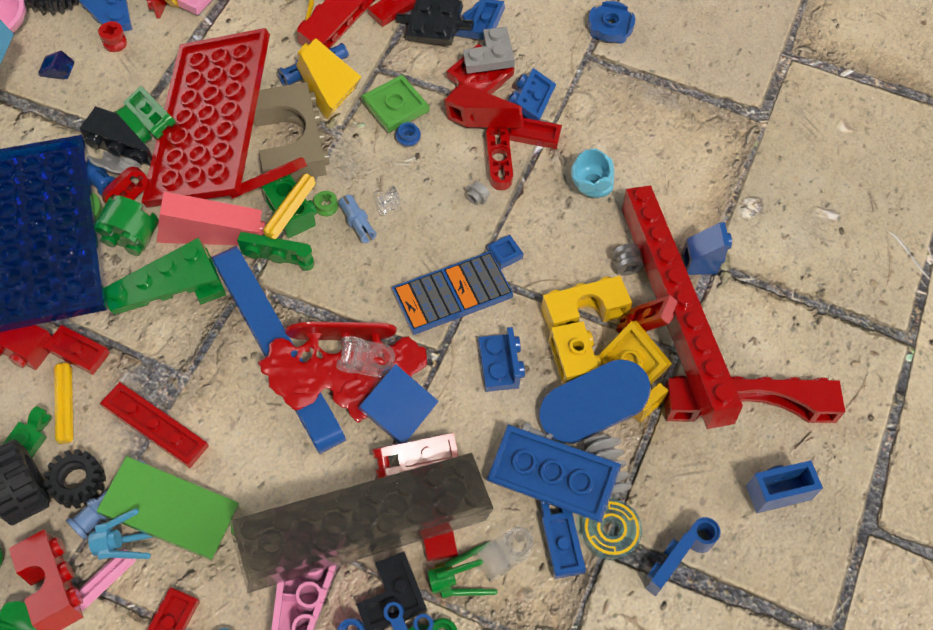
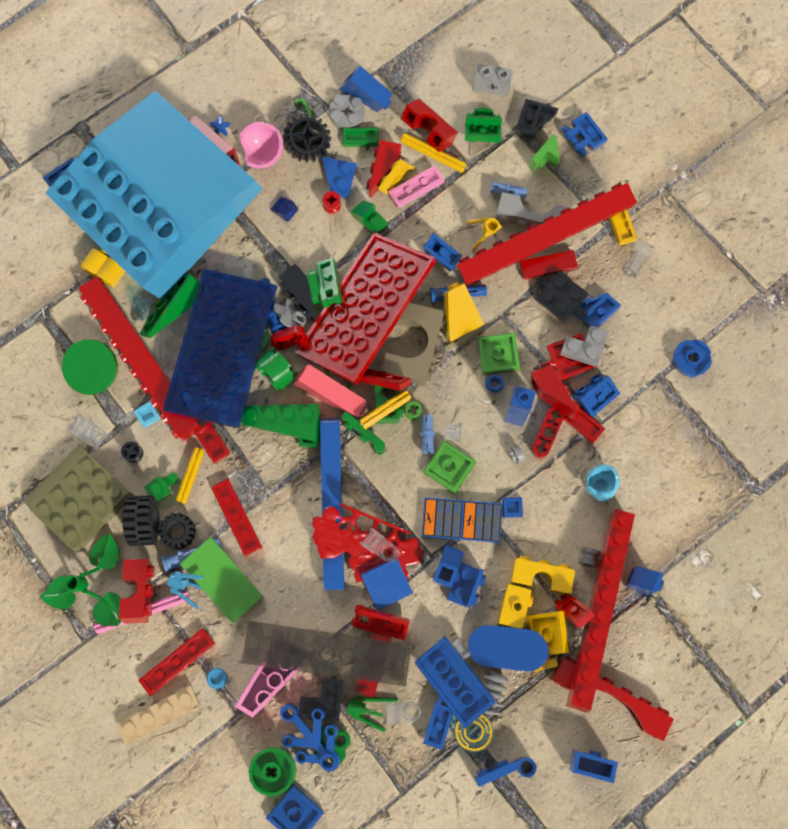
camera: 30 degrees right, 15 degrees up
(166, 36) = (368, 217): none -> green slope
(280, 30) = (442, 252): none -> blue slope
(404, 243) = (449, 467): none -> bright green tile
(450, 128) = (519, 405): none -> blue slope
(466, 351) = (448, 567): none -> blue slope

